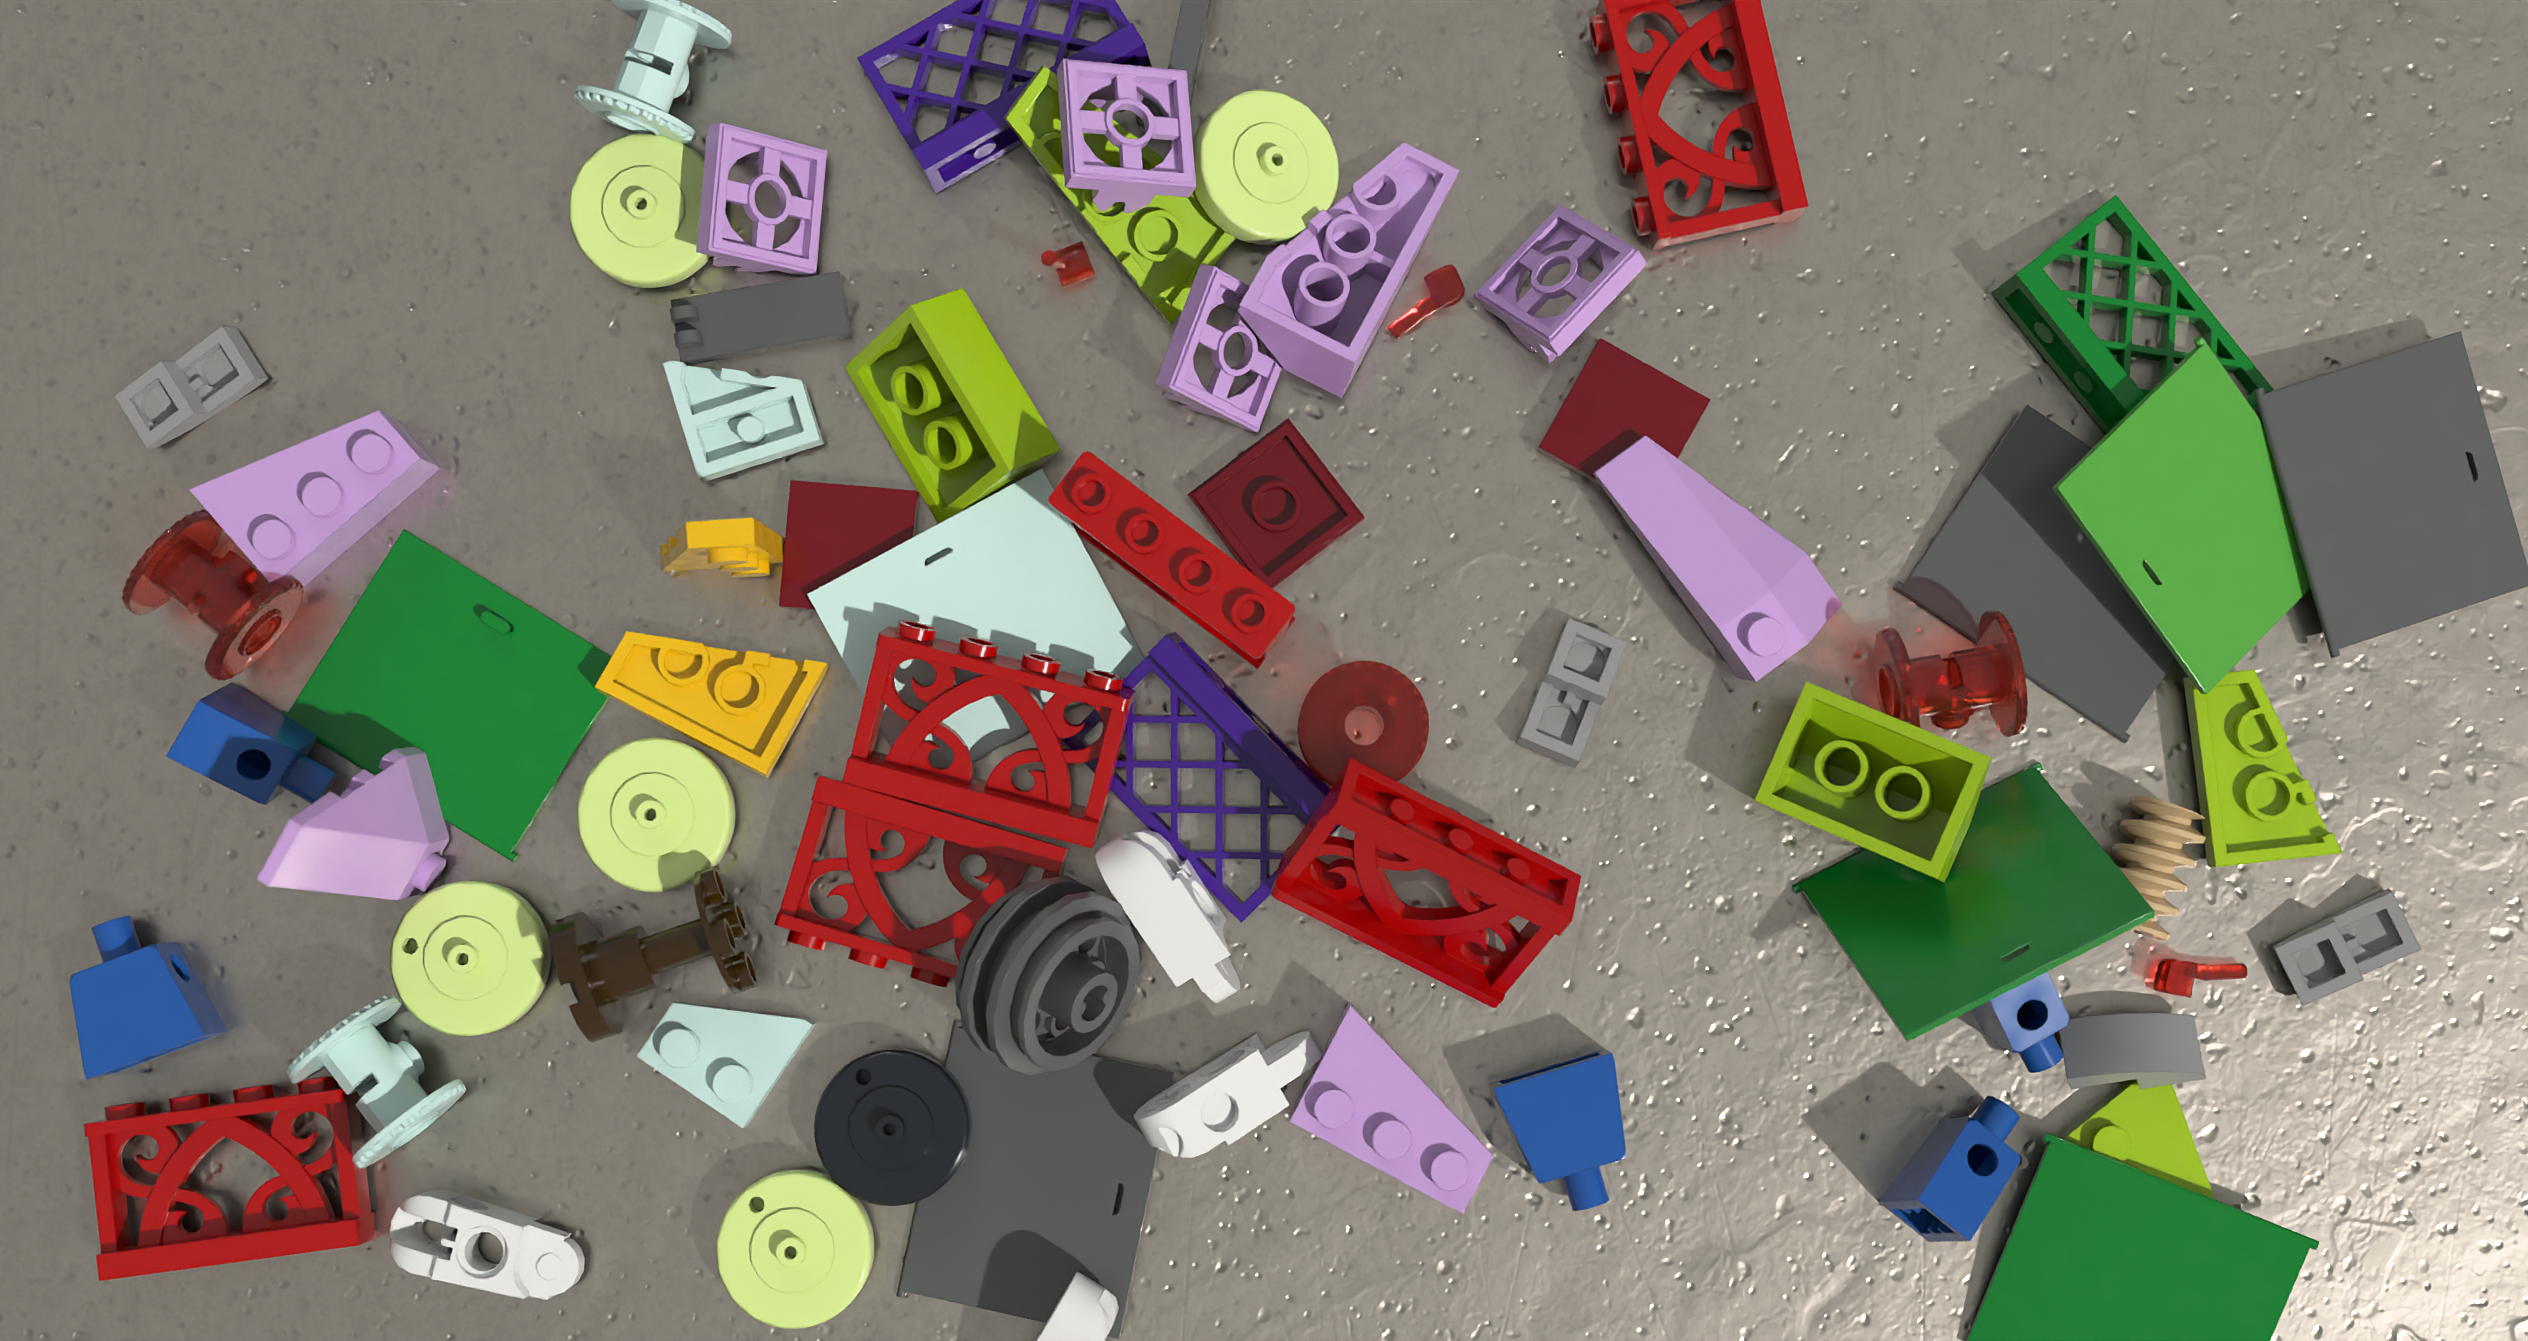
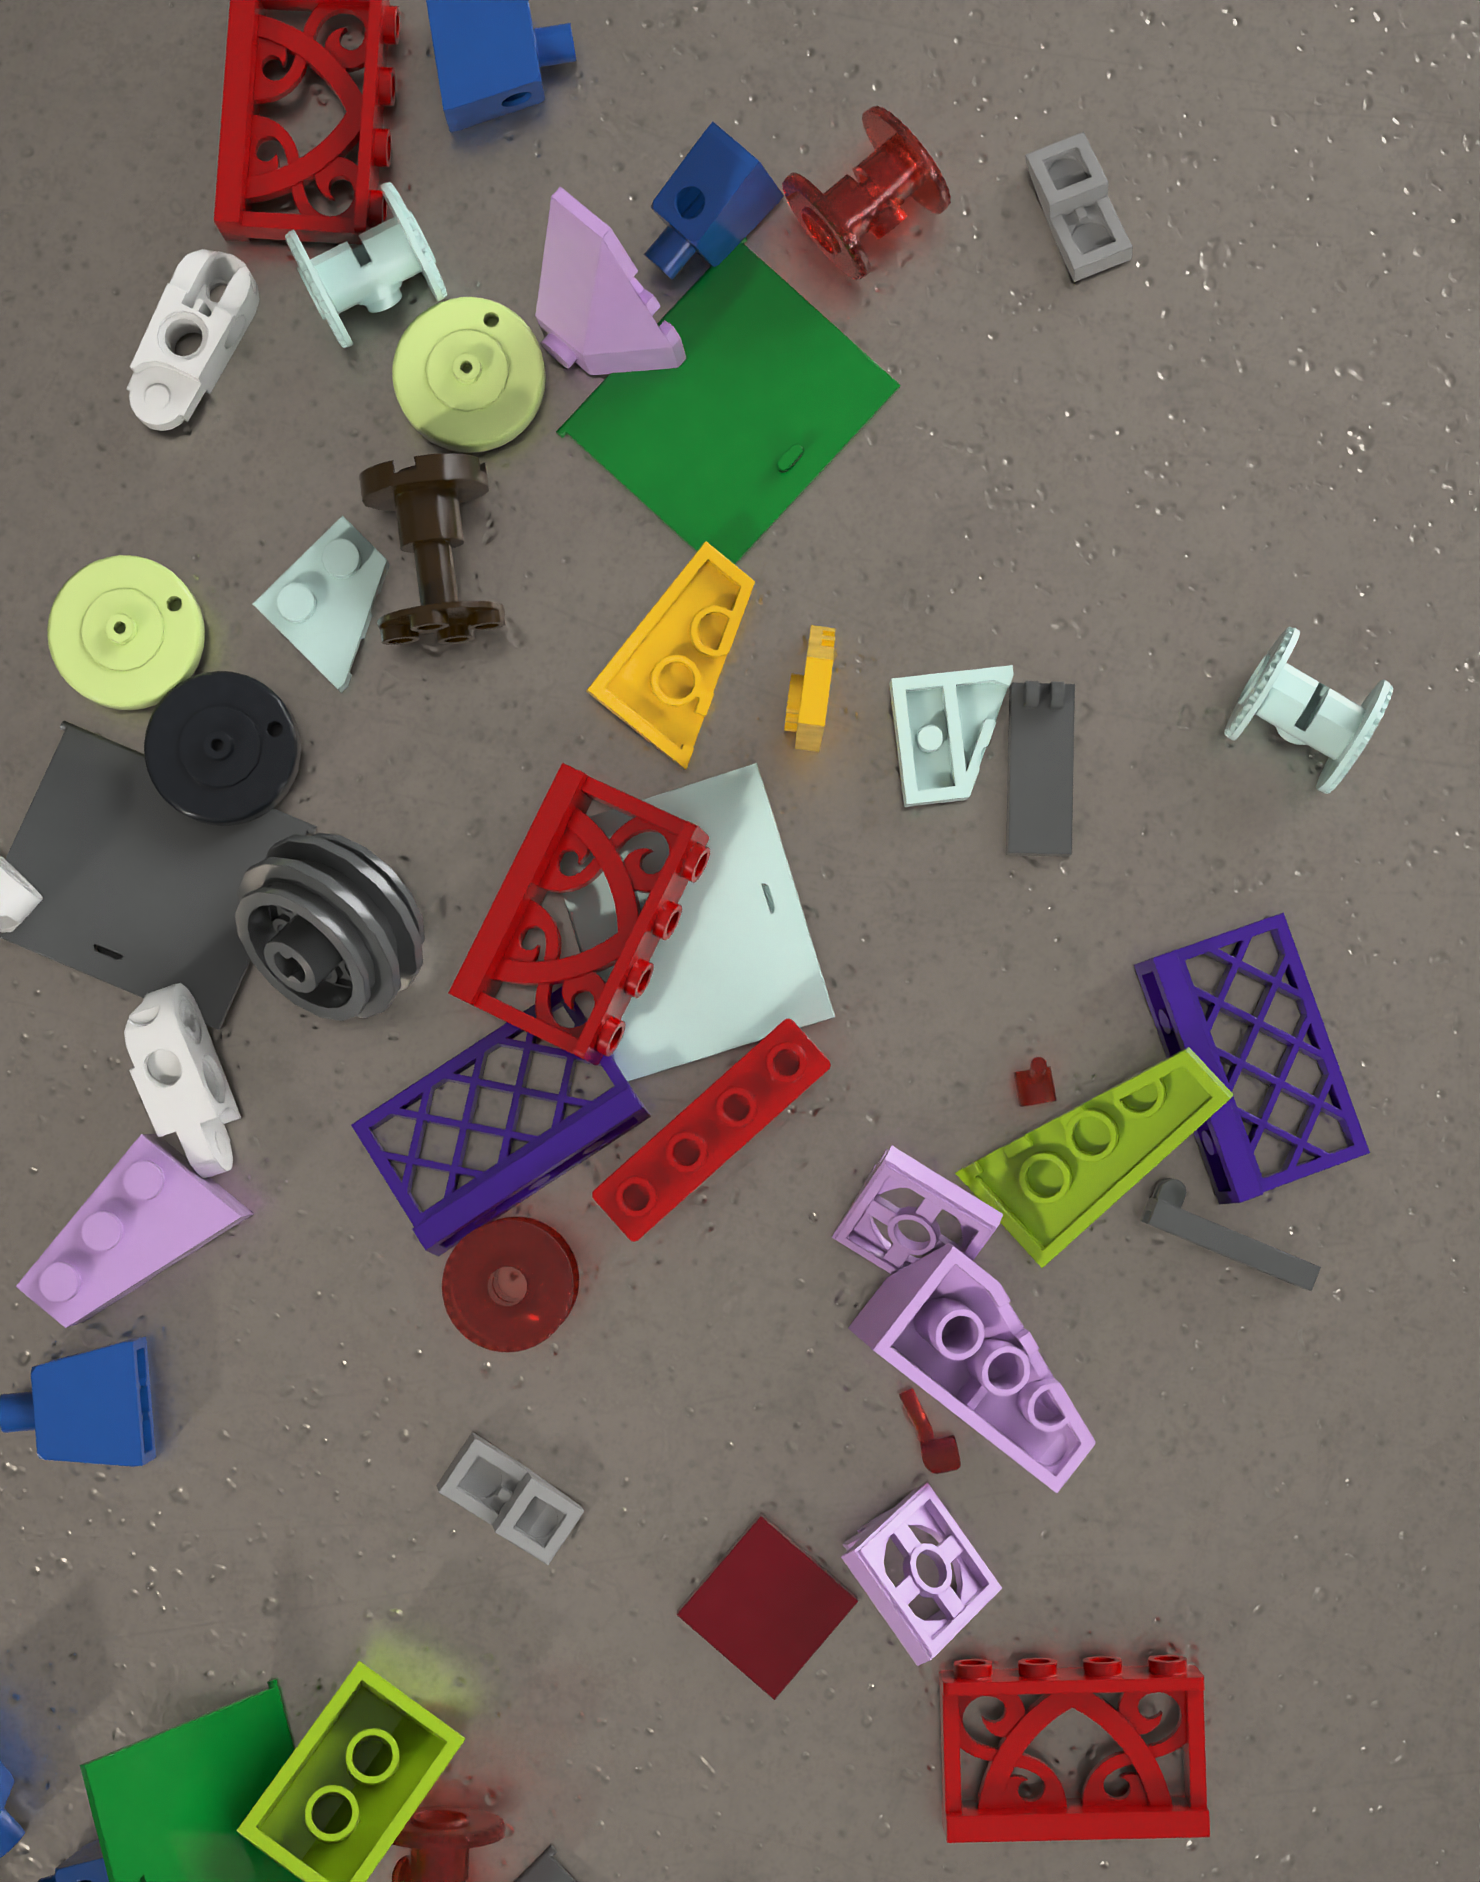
camera: 105 degrees right, 0 degrees up
(318, 496) = (945, 308): lavender wedge -> none
(640, 210) = (1167, 677): yellowish green wheel -> none
(655, 814) = (570, 577): yellowish green wheel -> none
(807, 171) = (1177, 841): lavender piece -> none
(838, 530) = (813, 805): dark red tile -> none
(866, 820) = (525, 779): red fence -> none
(951, 404) = (915, 939): lime slope -> none
(1128, 87) = (1198, 1176): lavender piece -> none
(1170, 910) = (374, 1057): white piece -> none
(1264, 166) = (1094, 1297): yellowish green wheel -> none
(1276, 505) = (753, 1241): dark red tile -> none
(1412, 832) = (394, 1308): red fence -> none
(1732, 570) = (597, 1686): lavender wedge -> none

